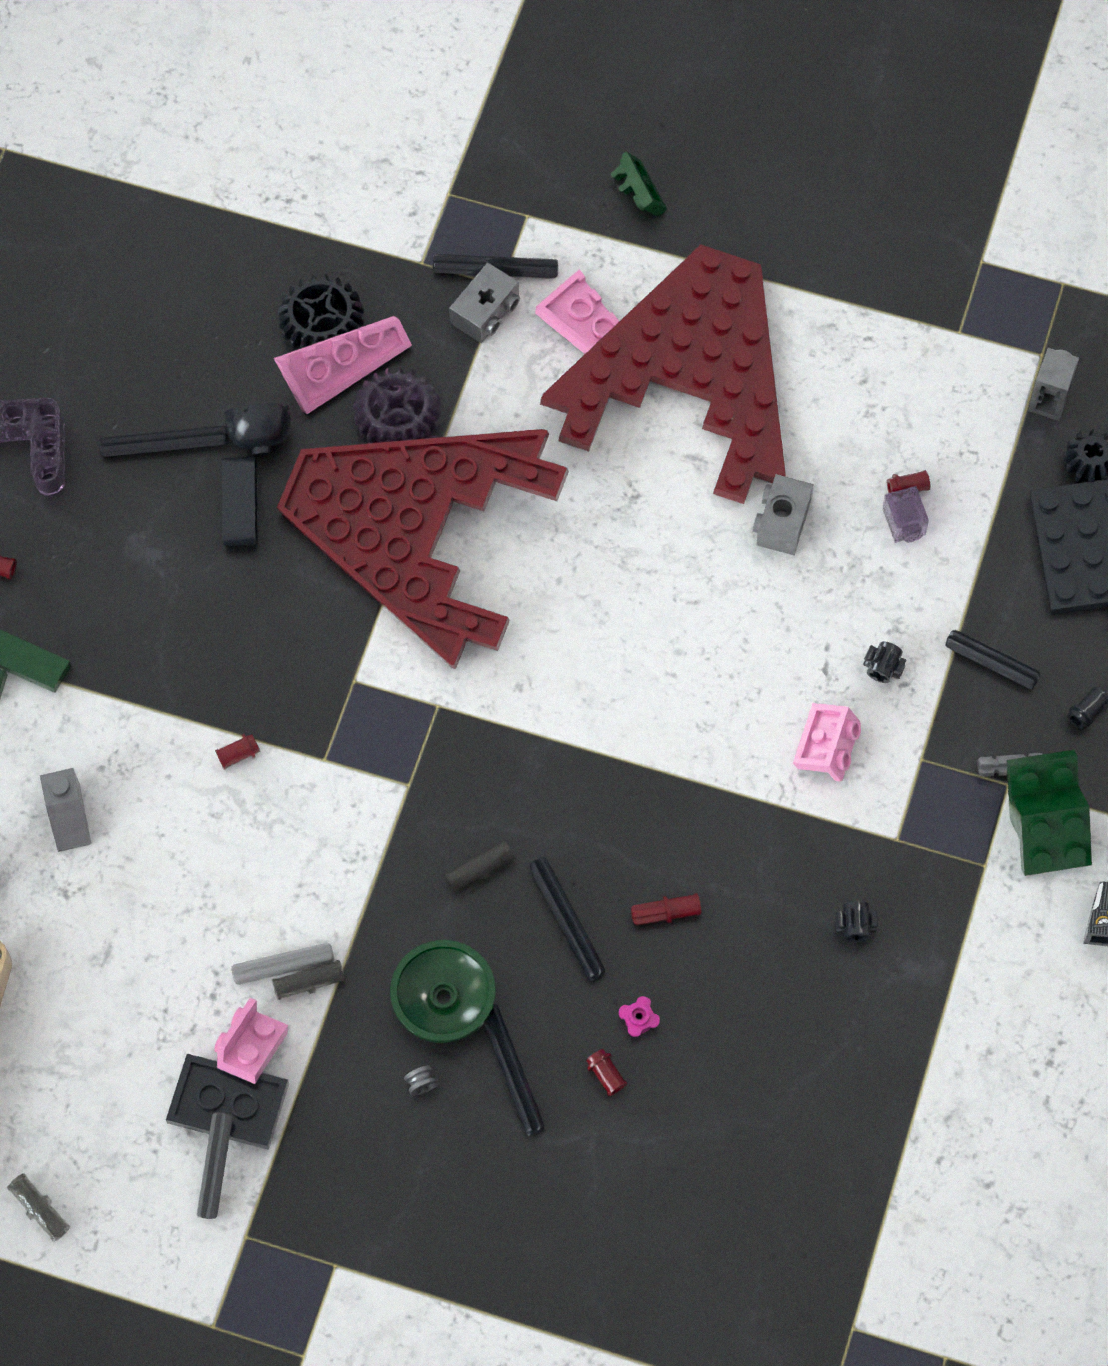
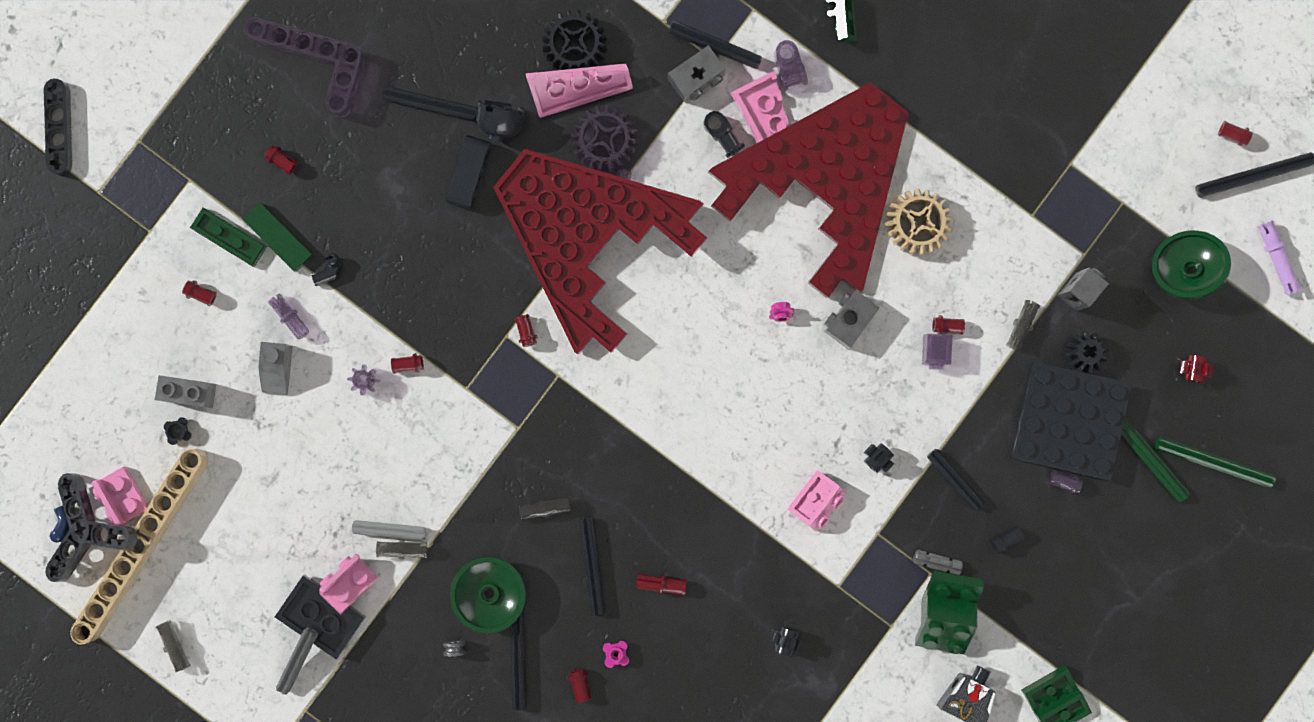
camera: 15 degrees right, 20 degrees up
(63, 744) = (289, 316): none -> clear purple axle
(100, 674) = (330, 272): none -> black arm
(189, 795) = (370, 380): none -> clear purple gear
(382, 668) = (526, 330): none -> dark red pin
(544, 359) = (724, 134): none -> black connector
(597, 262) = (791, 70): none -> clear purple piece
(693, 534) = (781, 311): none -> dark pink plate
(846, 387) = (927, 228): none -> tan gear
(1000, 454) = (1023, 325): none -> clear smoke pin

